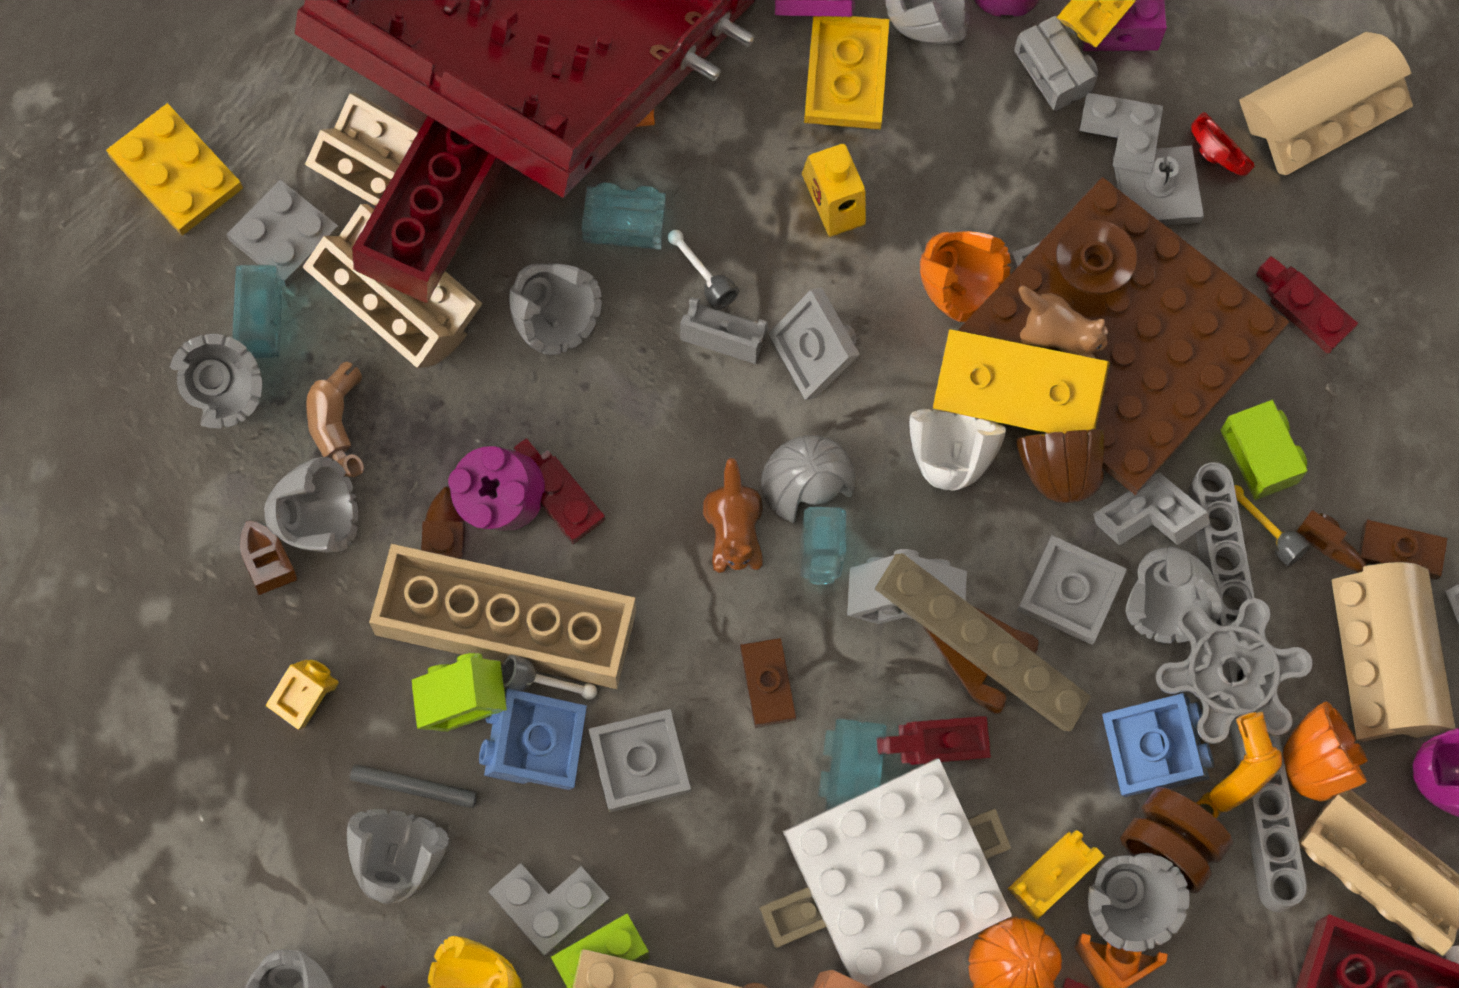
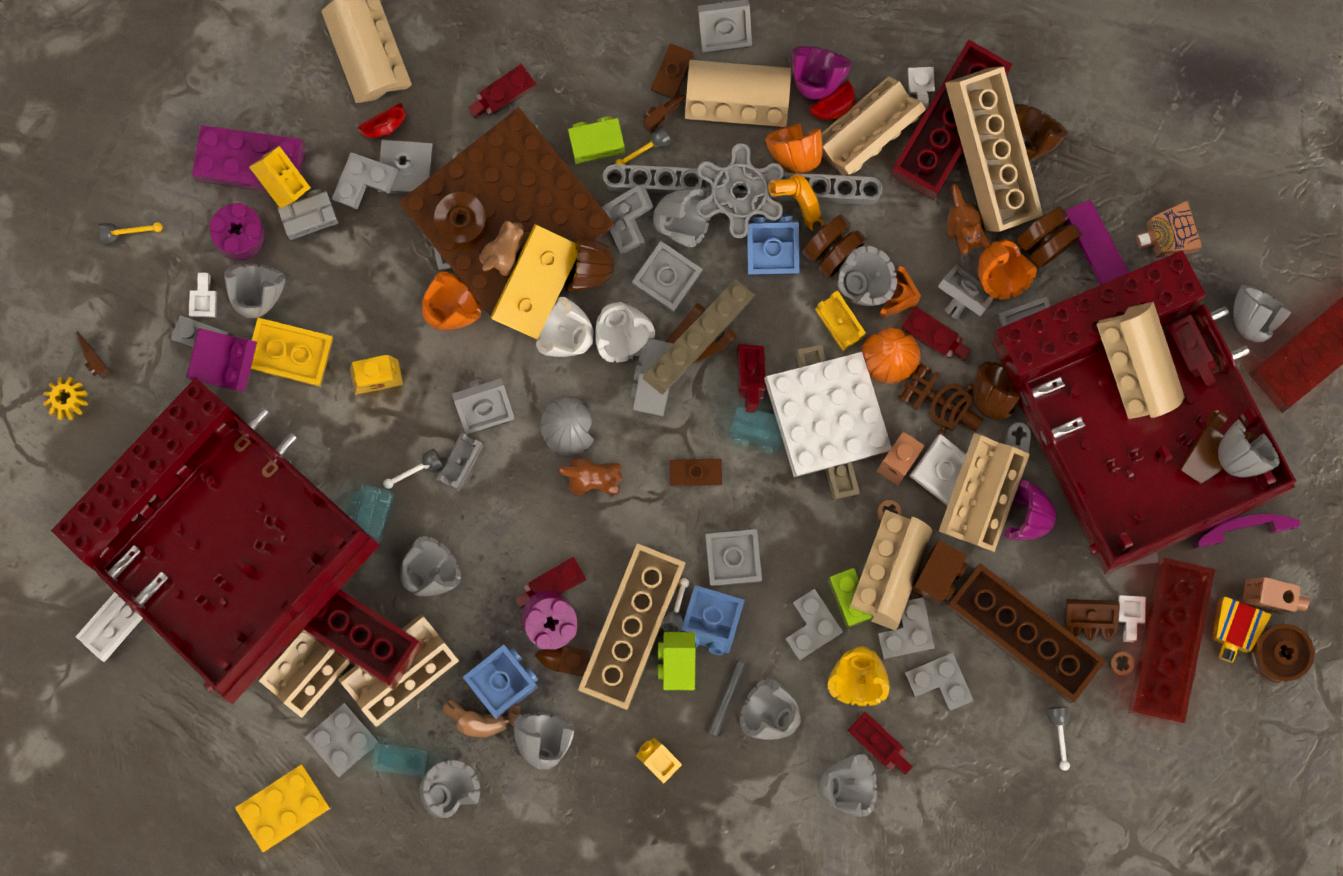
camera: 80 degrees left, 10 degrees up
(265, 558) = (566, 774): reddish brown plate -> none
(395, 436) = (501, 681): none -> medium blue plate
(822, 544) = (618, 423): clear light blue brick -> none
(967, 528) = (622, 332): none -> white hair
(1414, 812) = (835, 104): none -> red plate

